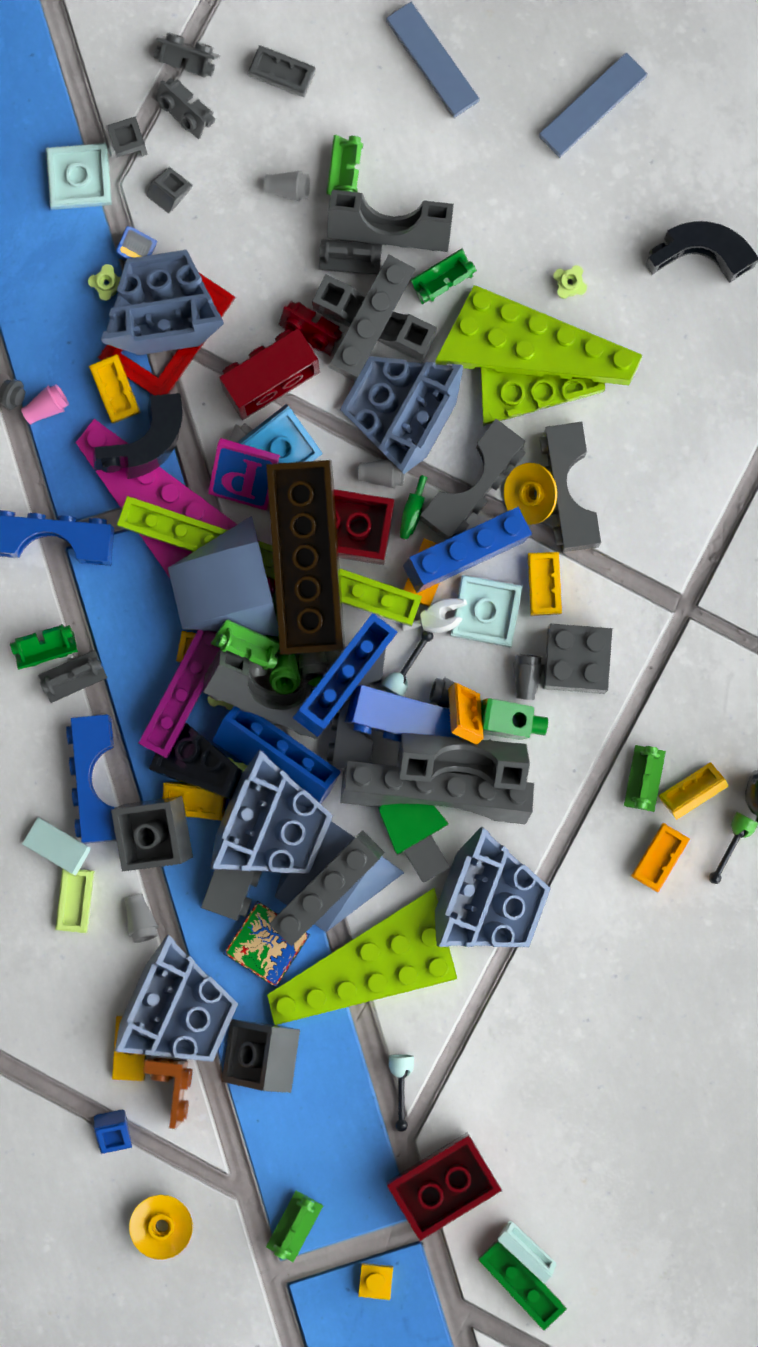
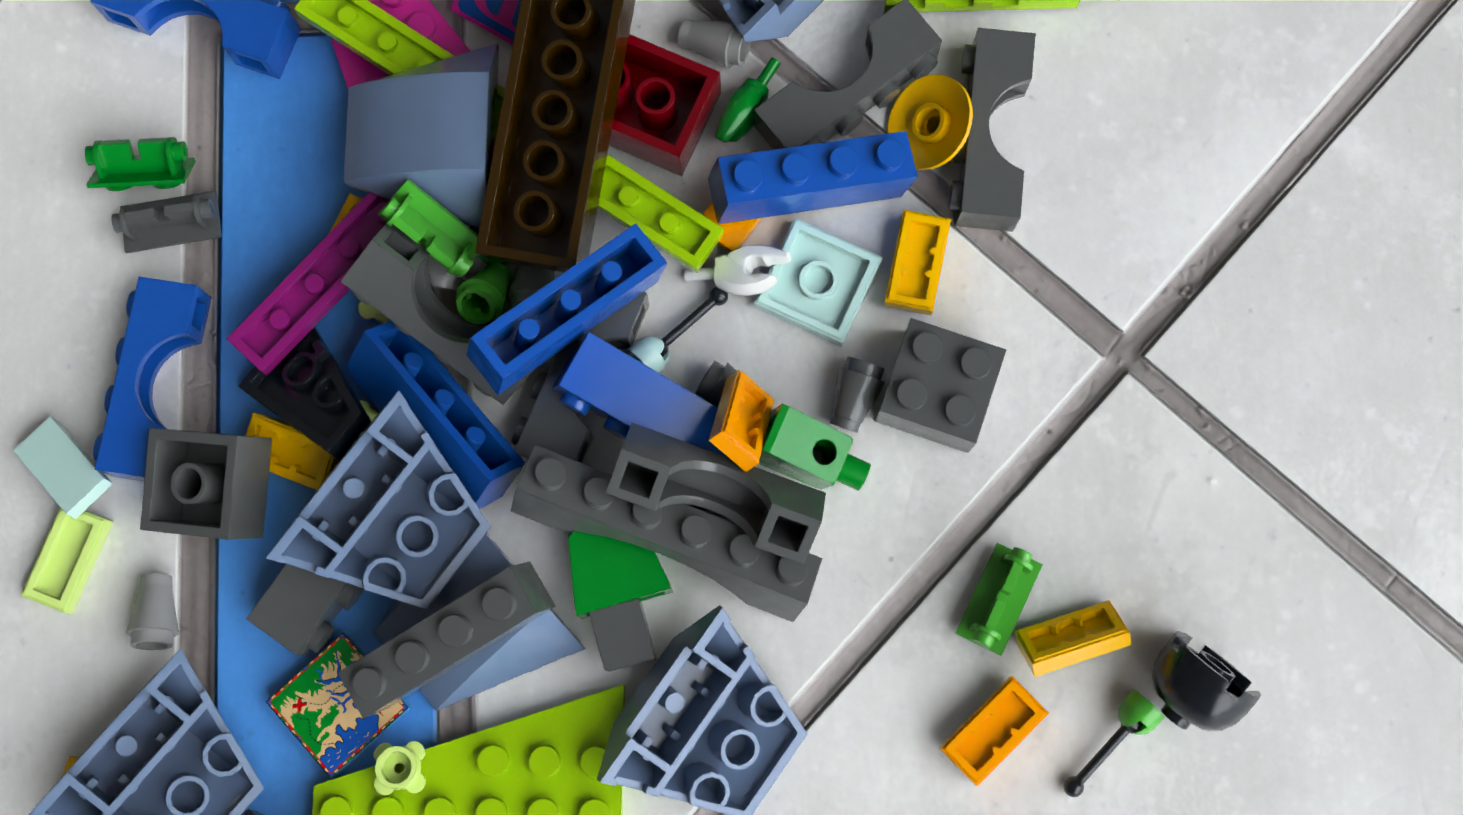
camera: 15 degrees right, 5 degrees down
(324, 974) = (386, 760): none -> yellowish green plate

